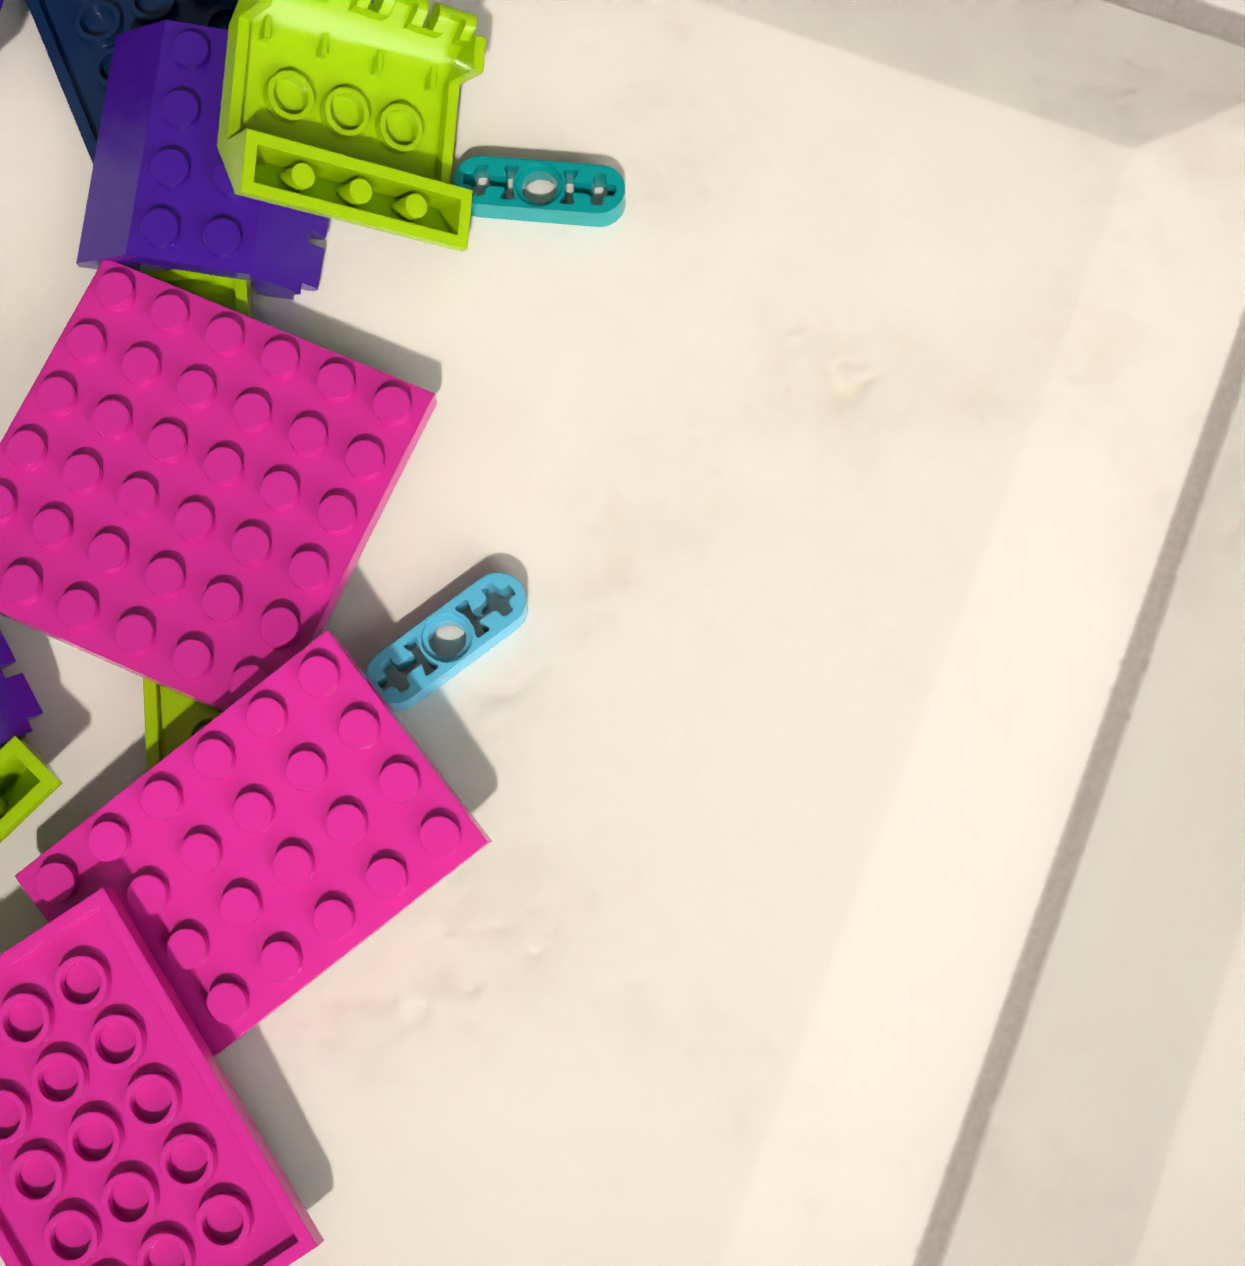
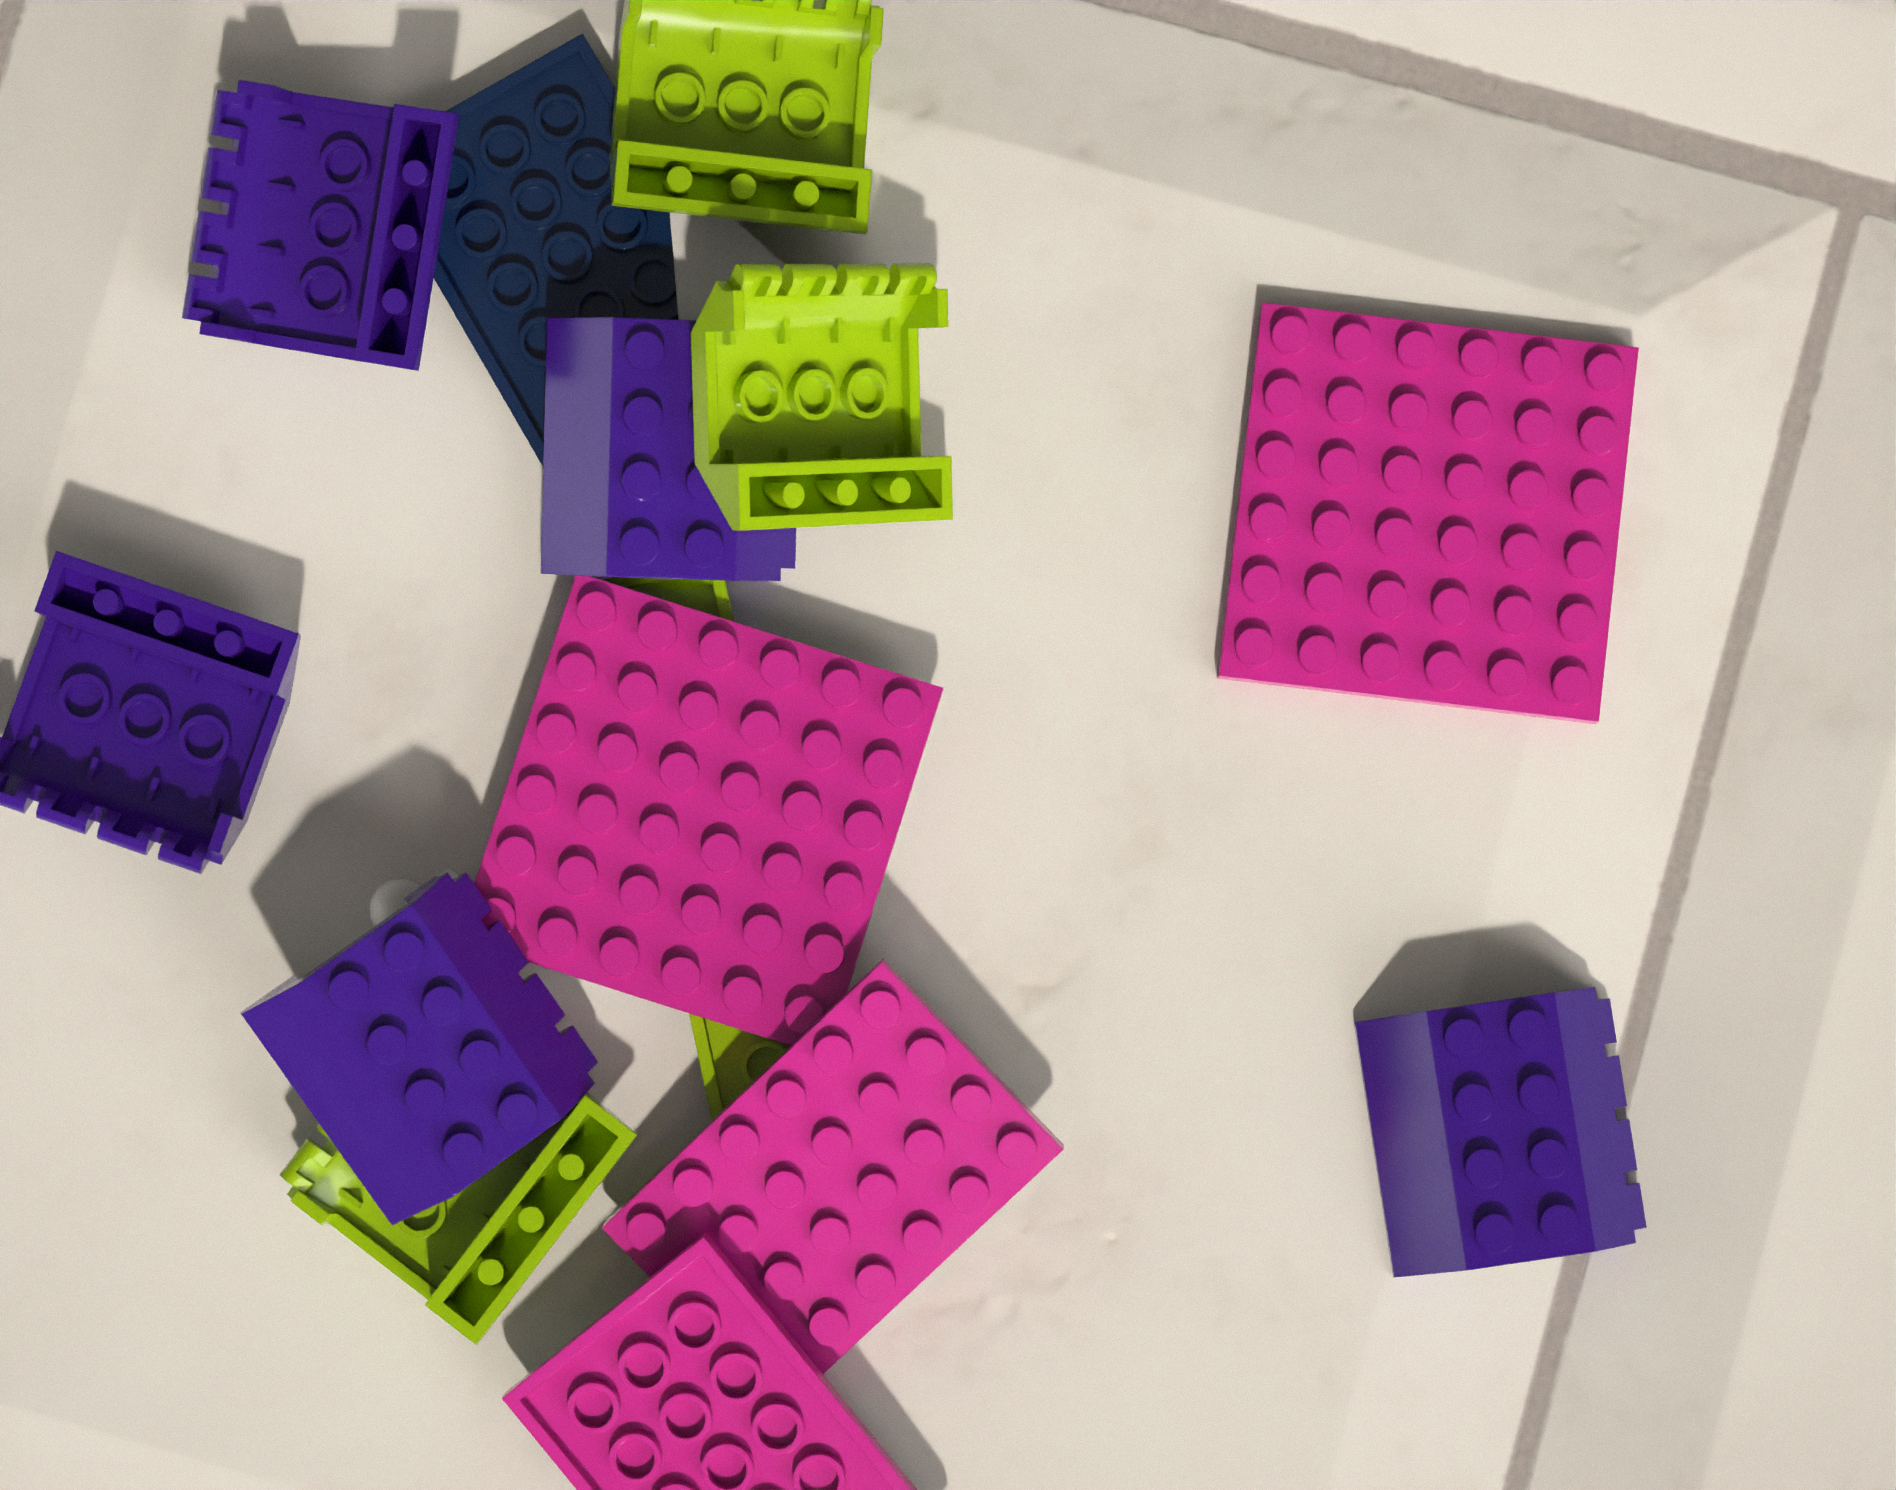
camera: 10 degrees left, 10 degrees up
(494, 624) = (1009, 894): medium azure beam -> none
(557, 211) = (1032, 412): teal beam -> none
(921, 301) = (1428, 513): none -> dark pink plate
(941, 882) = (1499, 1132): none -> dark purple slope

